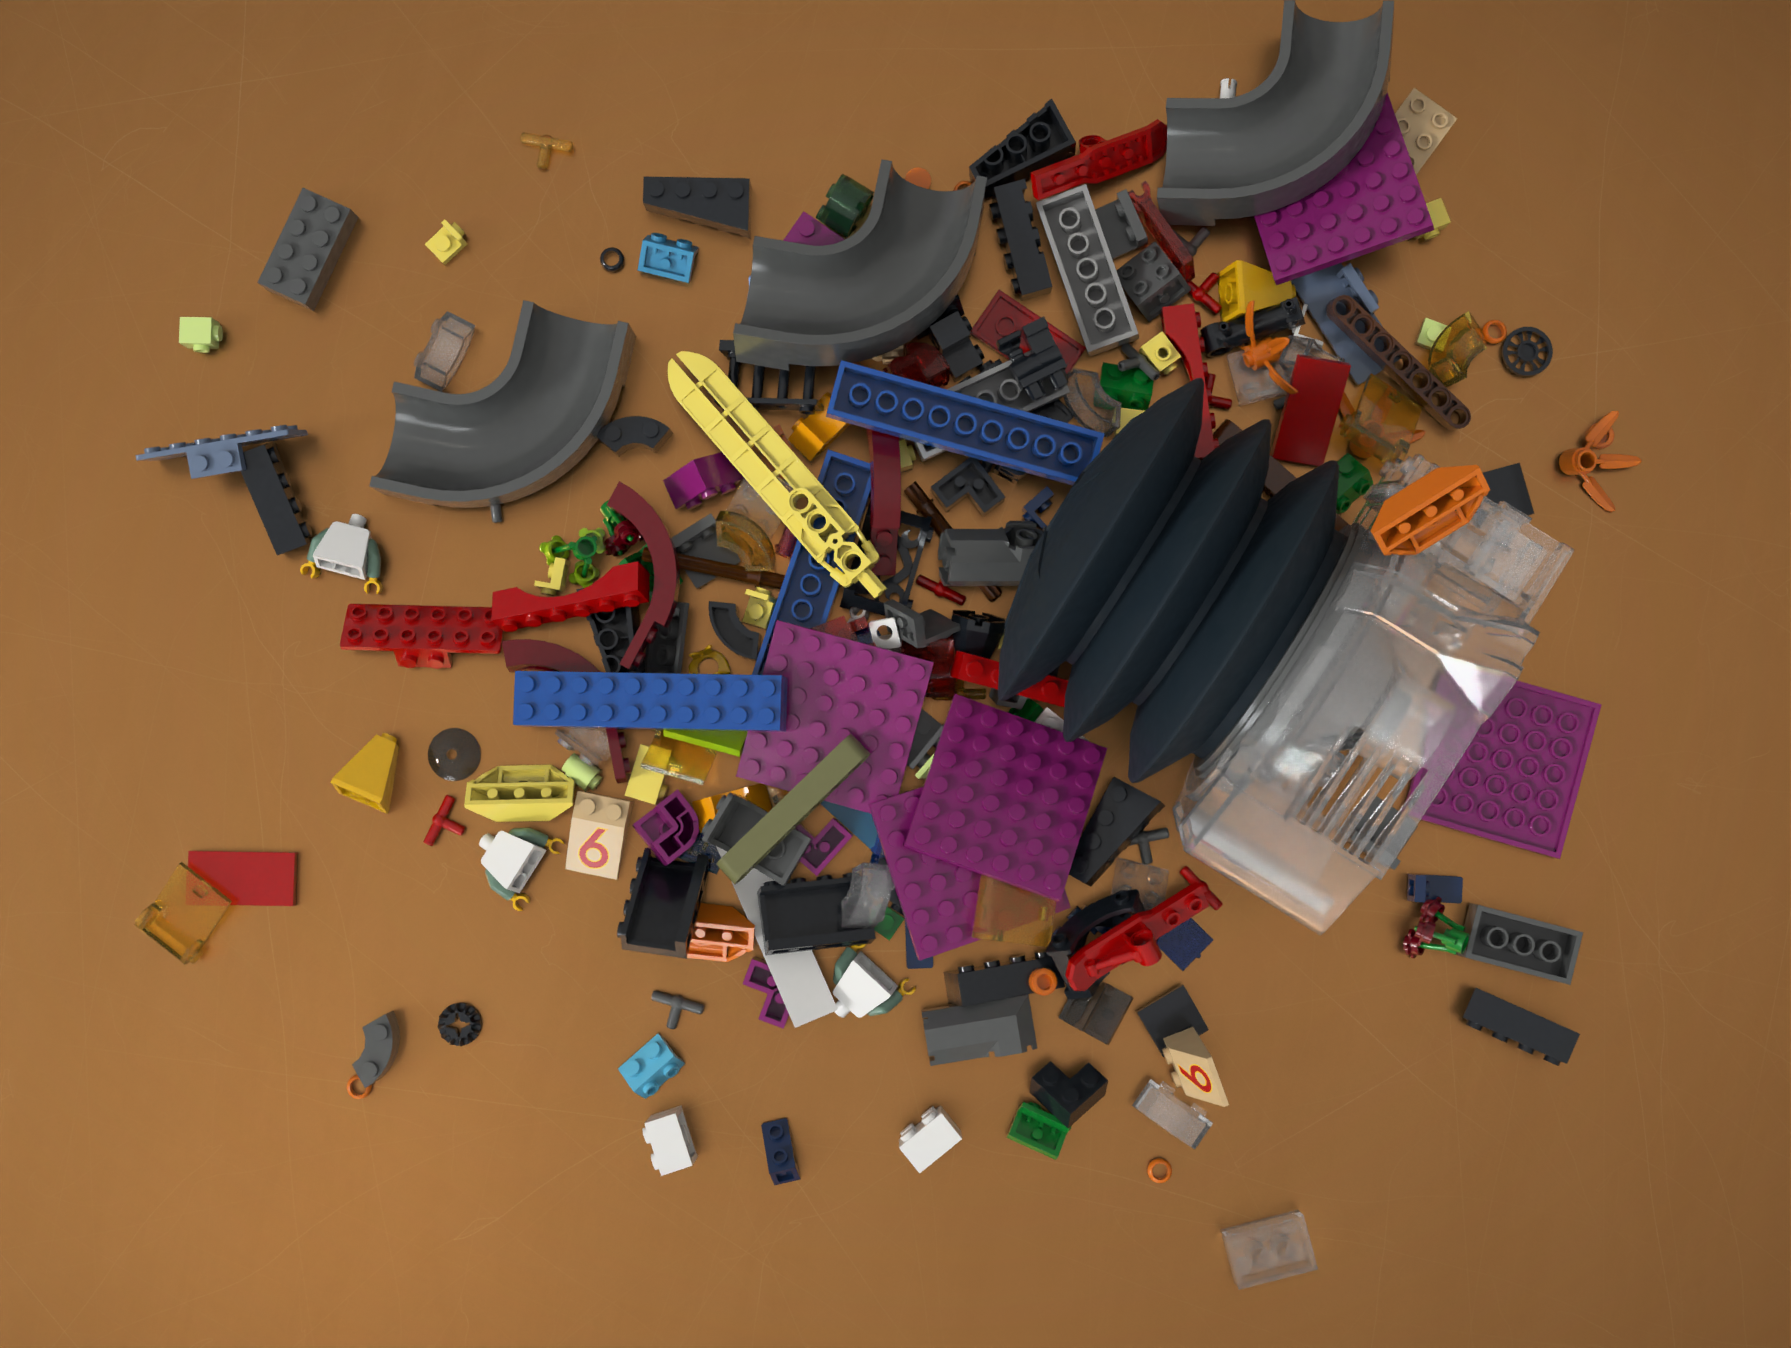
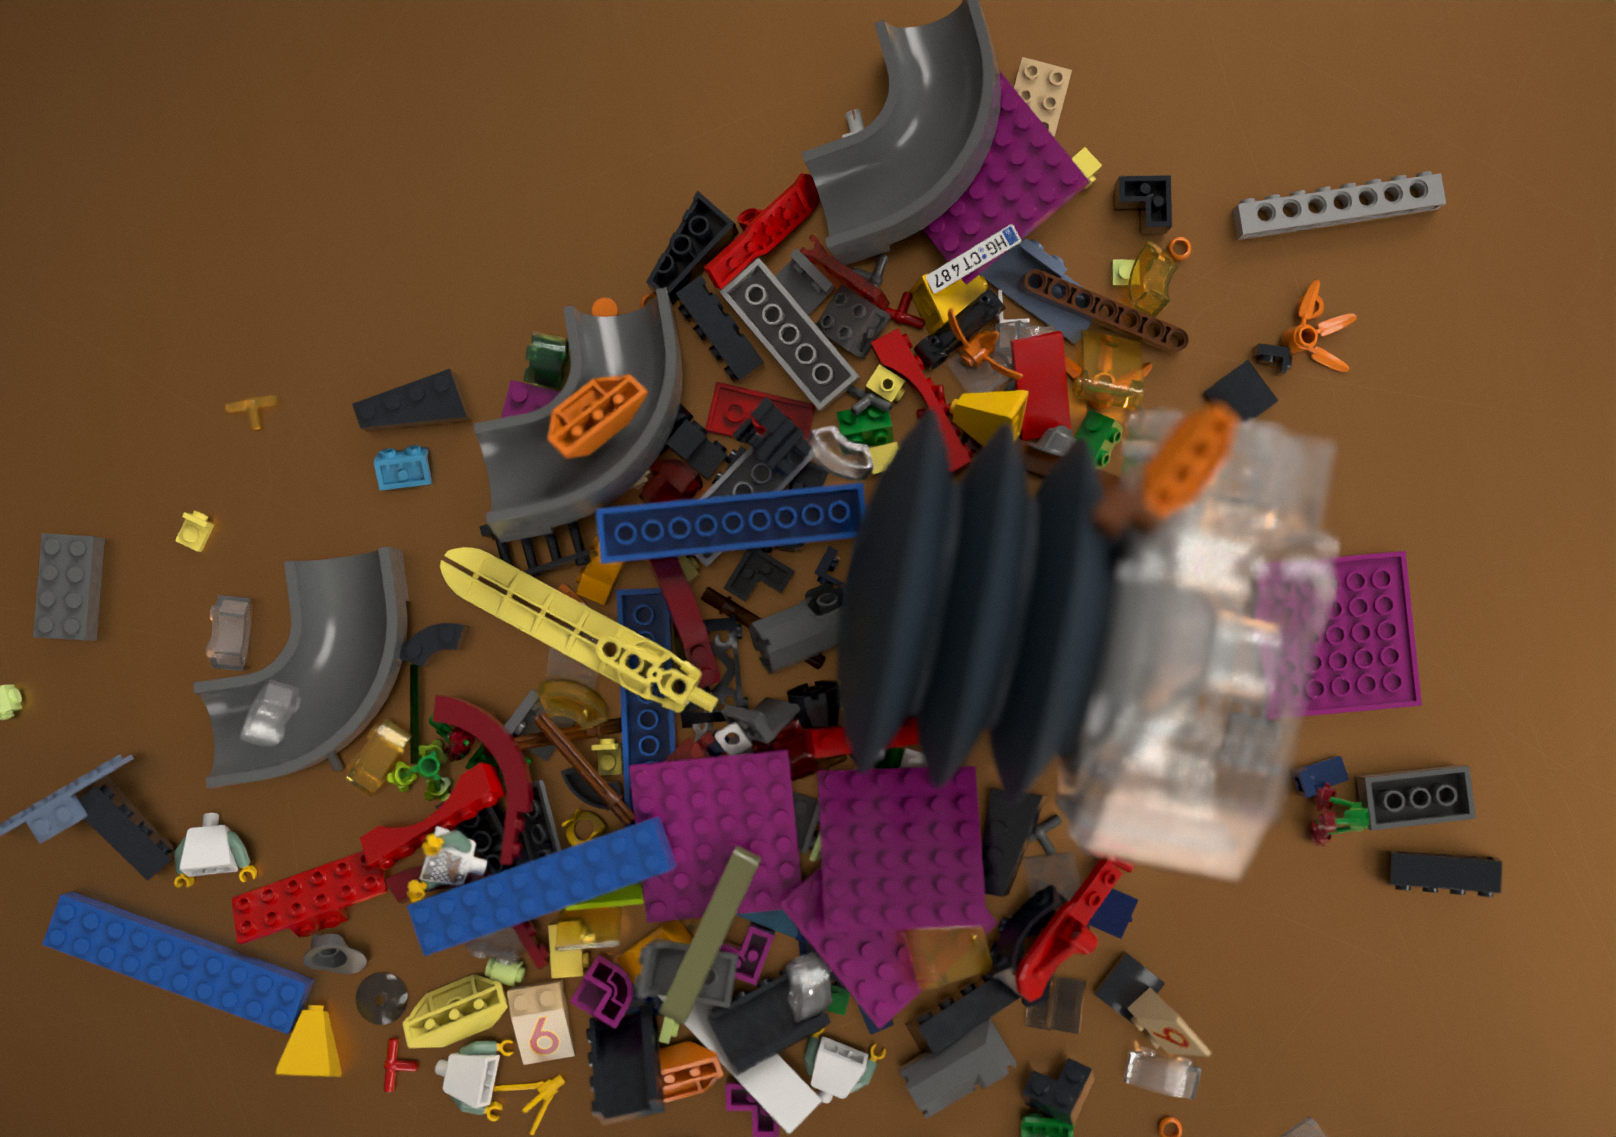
camera: 25 degrees left, 0 degrees up
(276, 643) = (178, 961): none -> blue brick
(424, 694) = (332, 954): none -> dark grey piece
(455, 439) = (270, 713): none -> clear brick
(539, 522) = (378, 757): none -> clear yellow brick
(558, 574) = (414, 798): light yellow bracket -> none
(568, 644) = (446, 862): none -> torso
(577, 902) = (546, 1090): none -> yellow plant
(589, 494) = (414, 714): none -> dark green sticker
(611, 250) = (344, 485): black piece -> none
(702, 480) = (512, 662): magenta brick -> none
(717, 887) = (669, 1029): none -> yellowish green plate
(732, 606) = (584, 768): none -> reddish brown axle
(786, 544) = (612, 690): clear pink pin -> none
(874, 270) = (594, 414): none -> orange wedge
(940, 590) = (764, 676): red piece -> none
(1043, 981) = (998, 1001): orange tile -> none
(1240, 410) = (986, 411): none -> yellow slope
(1292, 261) = (973, 258): none -> white sticker
(1301, 464) = (1054, 440): none -> dark grey piece
(1349, 528) = (1121, 508): none -> reddish brown brick
(1486, 270) = (1149, 195): none -> black brick
(1527, 351) = (1215, 255): black wheel -> none
(1544, 465) = (1270, 353): none -> black bracket
(1759, 361) = (1430, 197): none -> light grey brick

